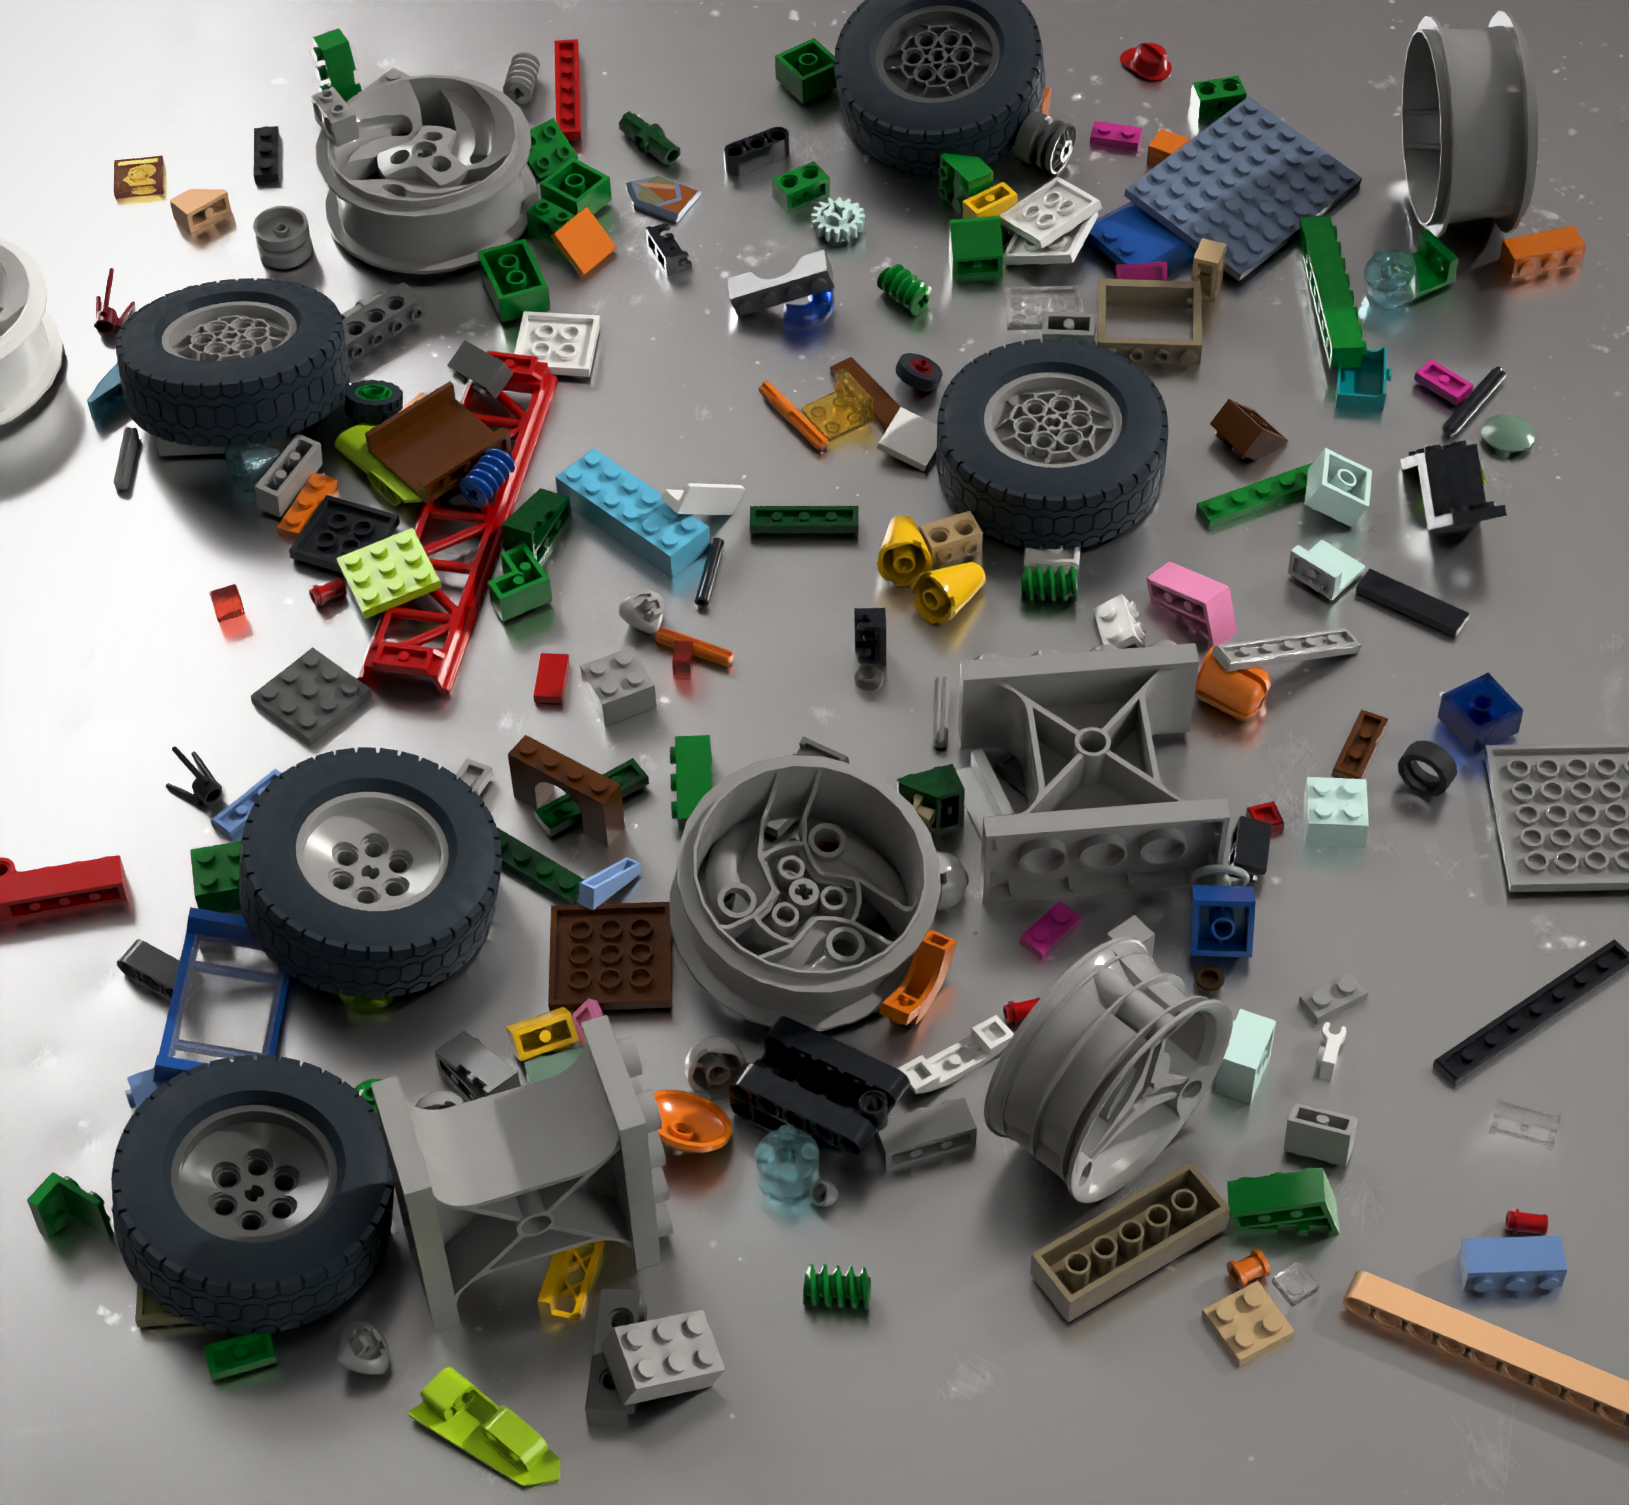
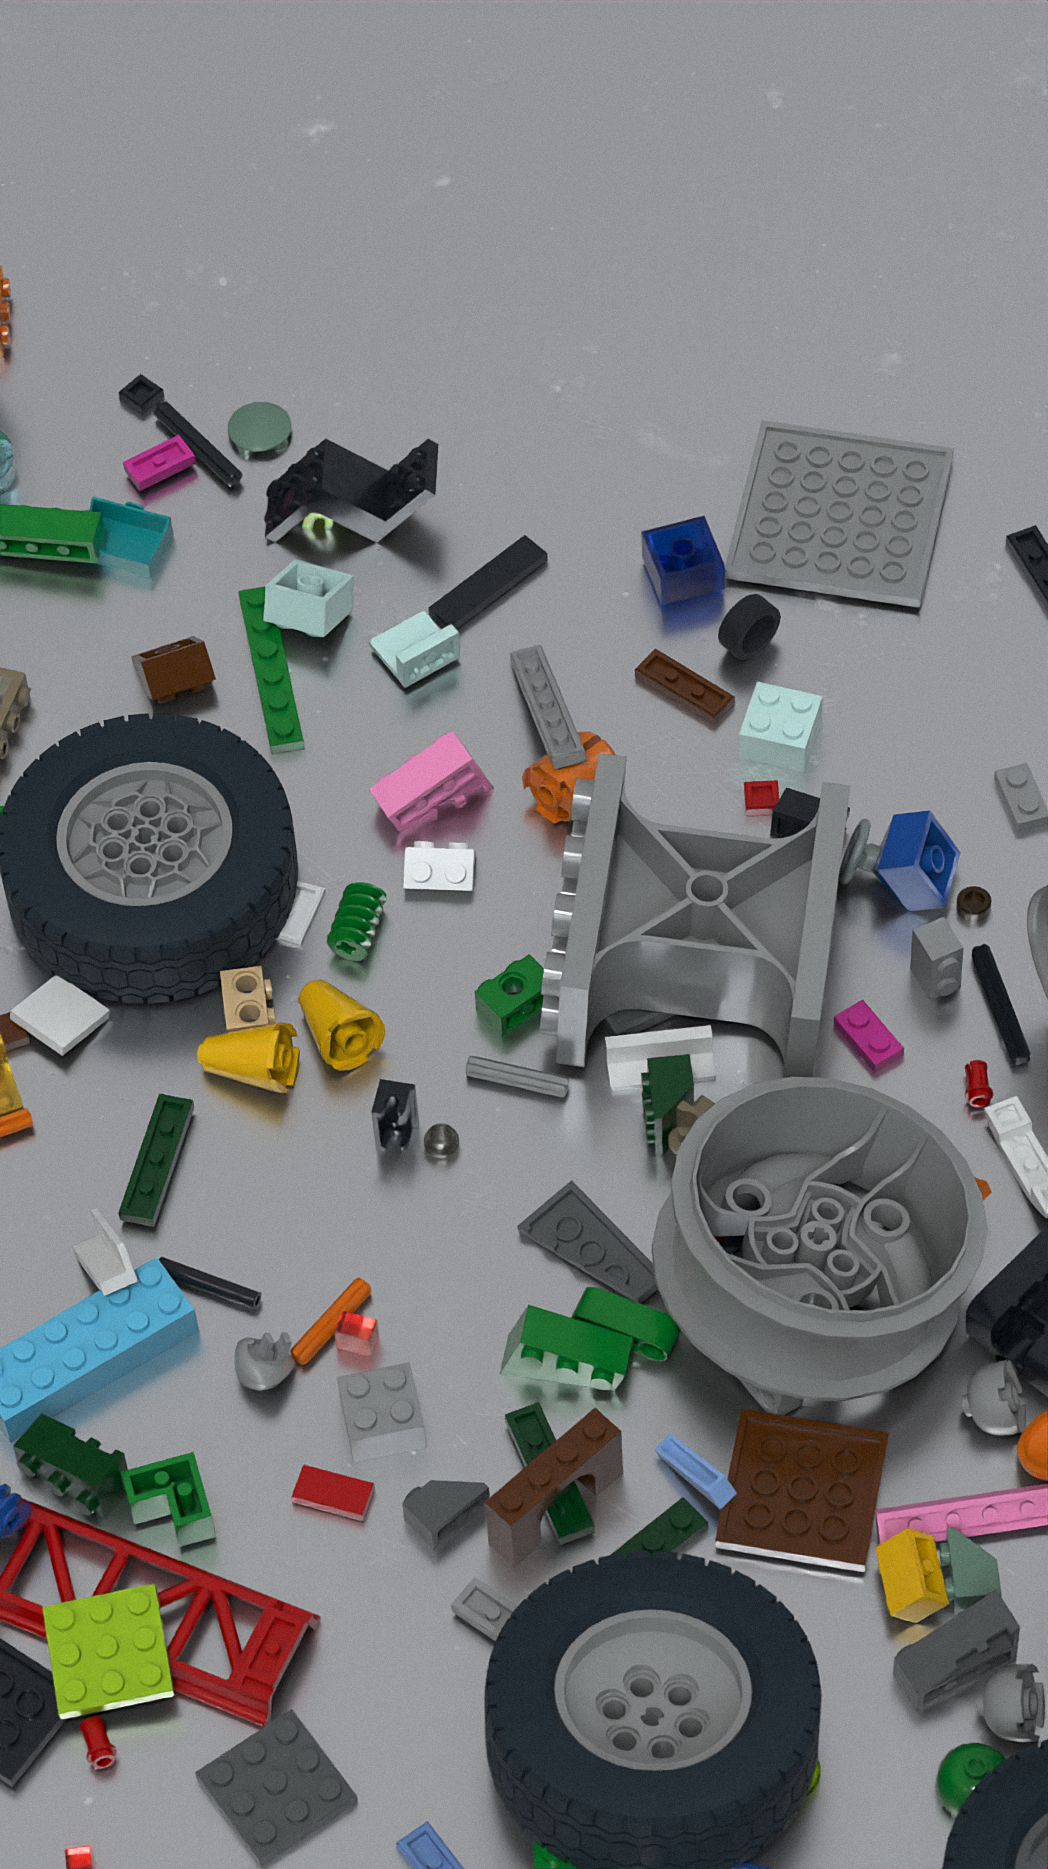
camera: 75 degrees left, 5 degrees up
(545, 729) = (443, 1508): none -> dark grey slope
(1510, 359) = (141, 394): none -> black tile

